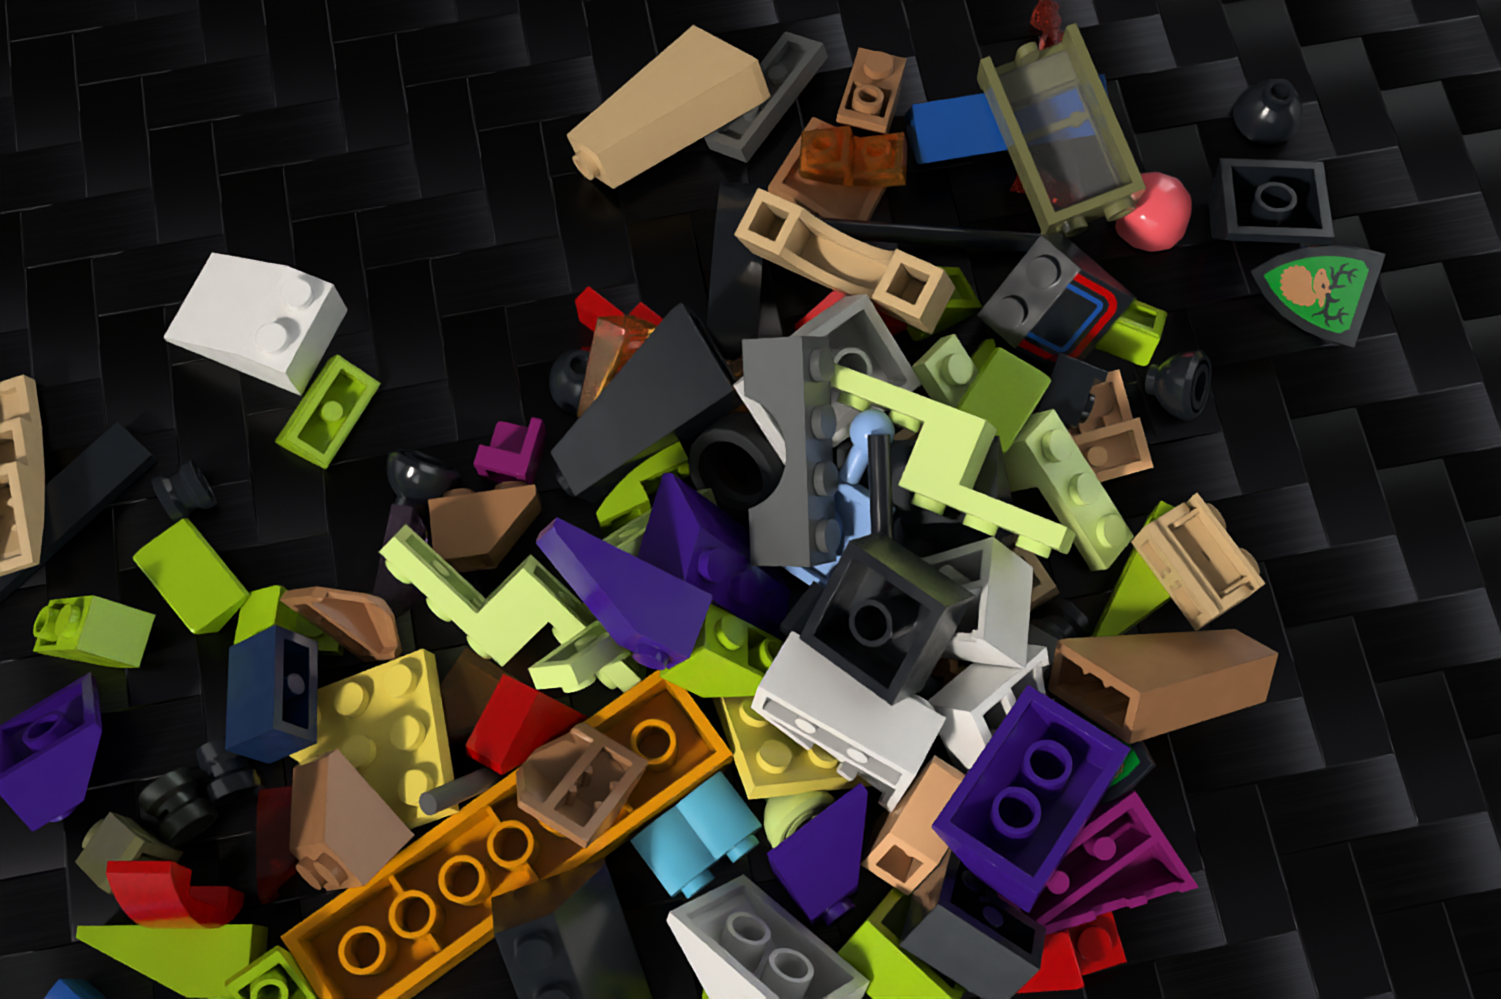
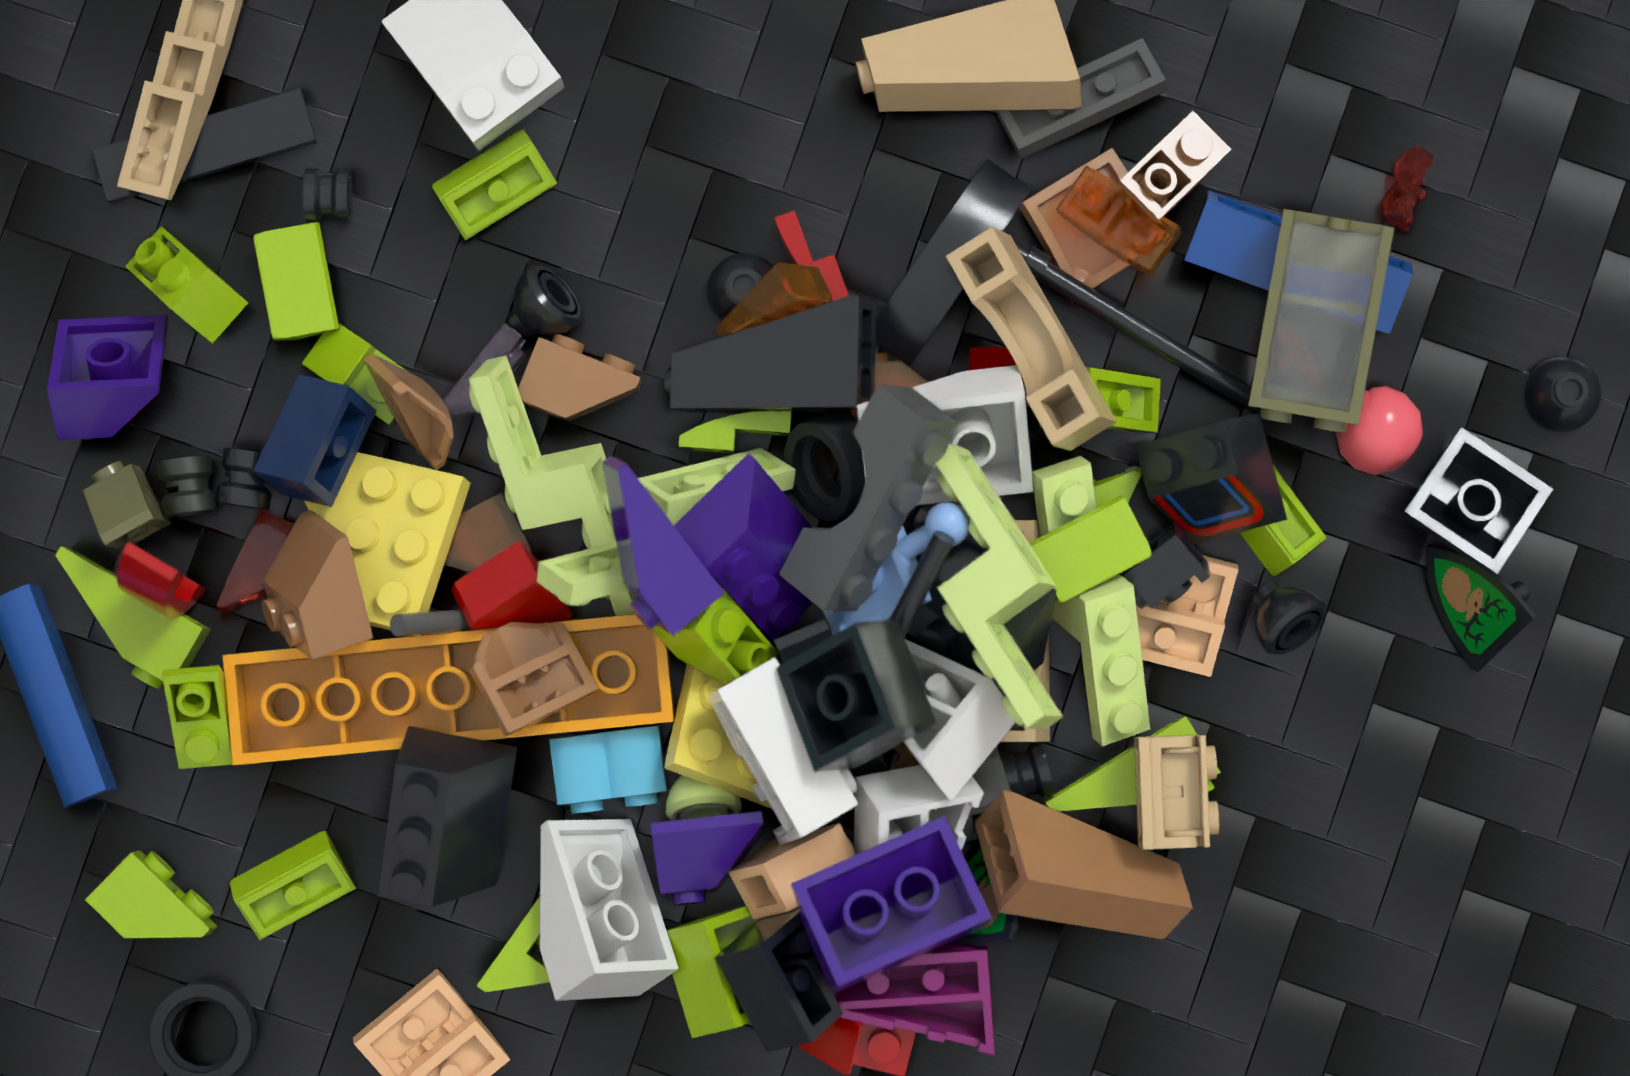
camera: 30 degrees right, 15 degrees up
(512, 453) = (640, 325): magenta panel -> none

